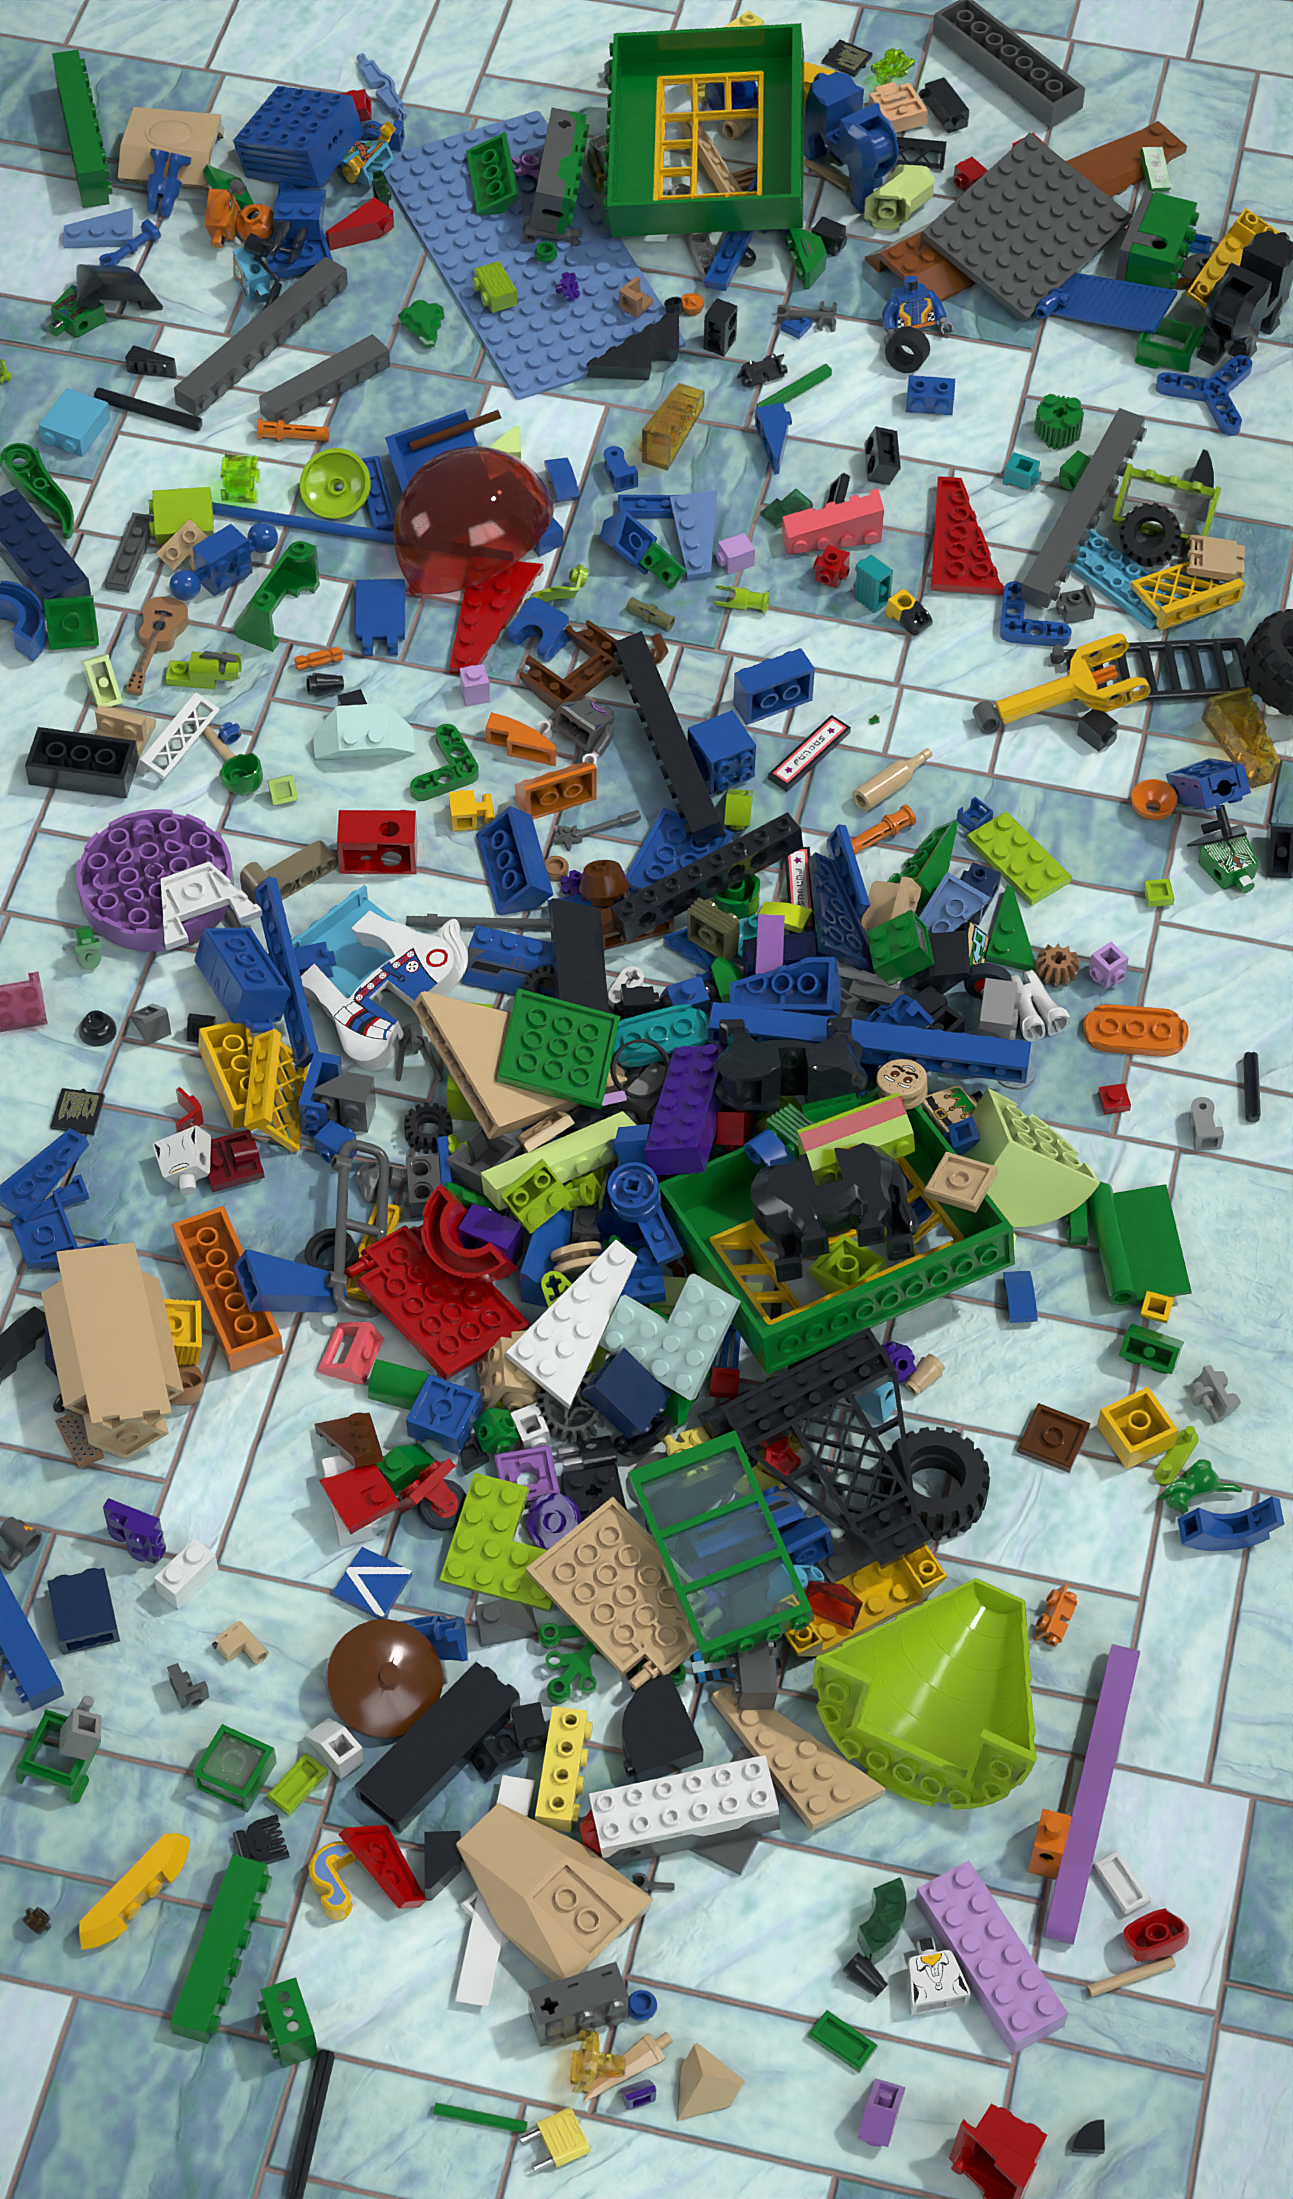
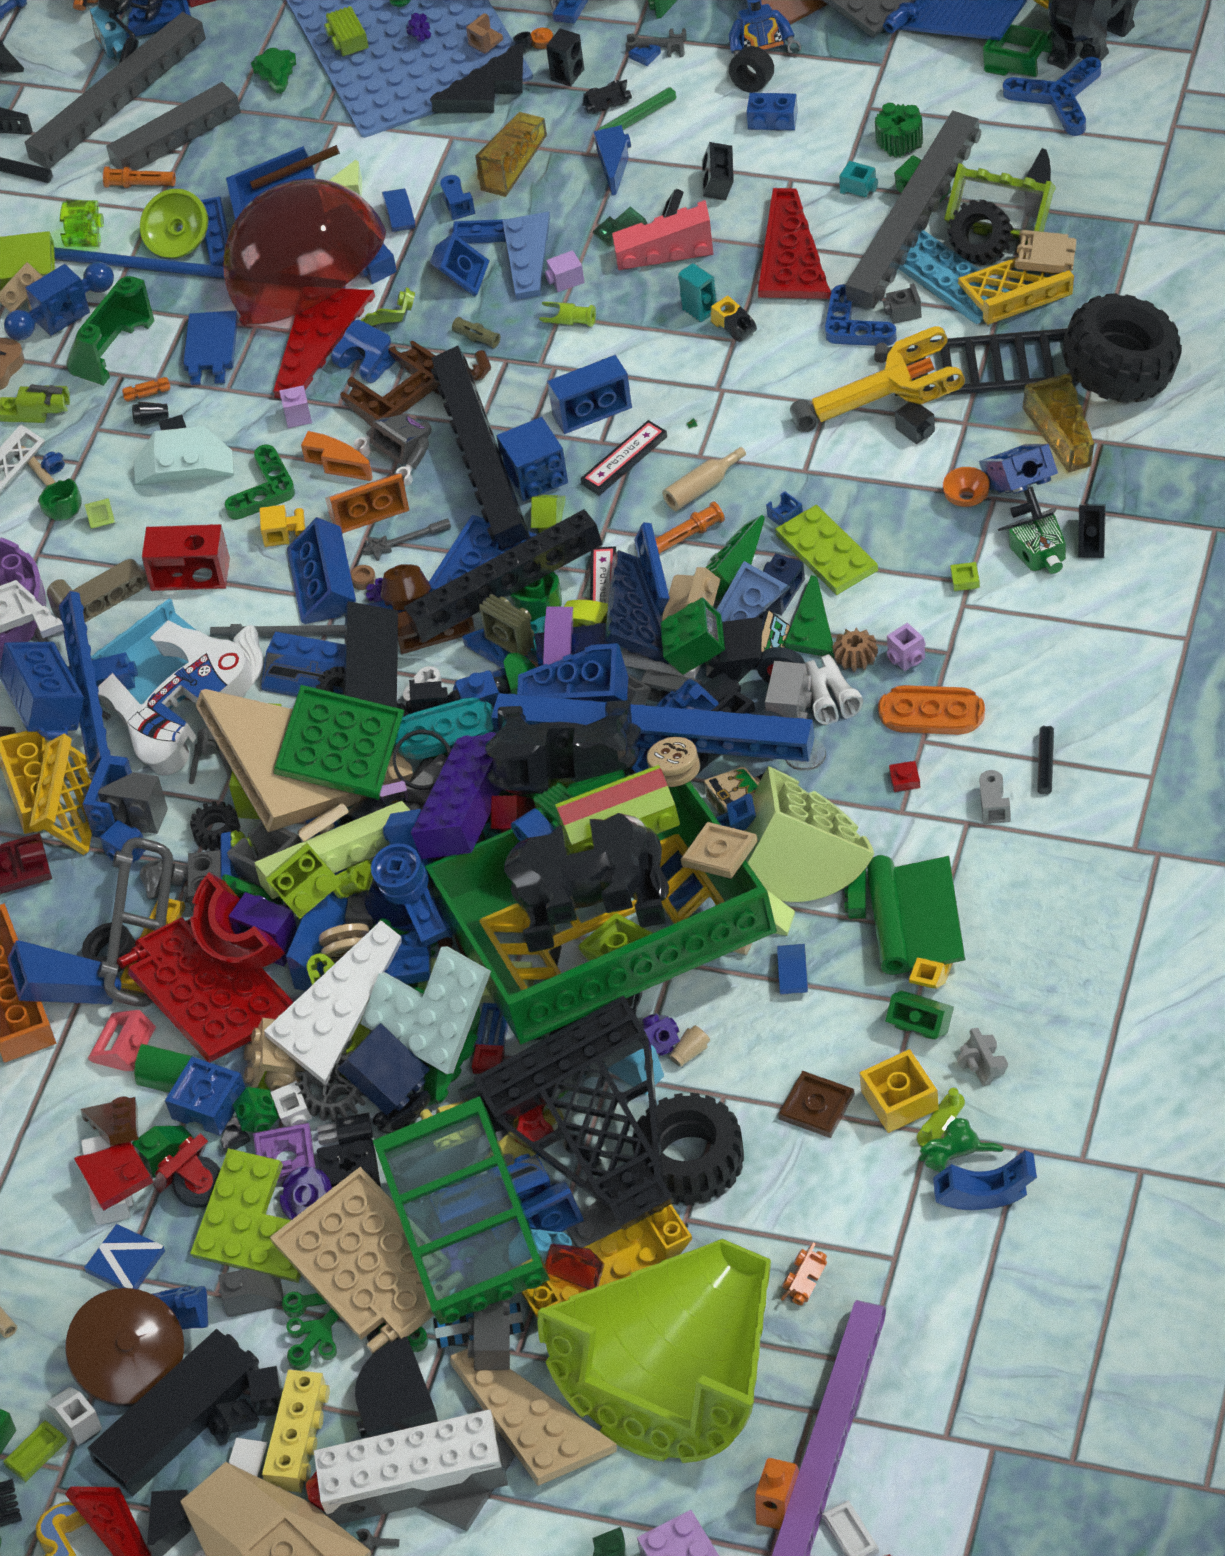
camera: 10 degrees right, 5 degrees down
(663, 565) = (490, 285): green hips -> none
(832, 566) = (659, 278): red brick -> none

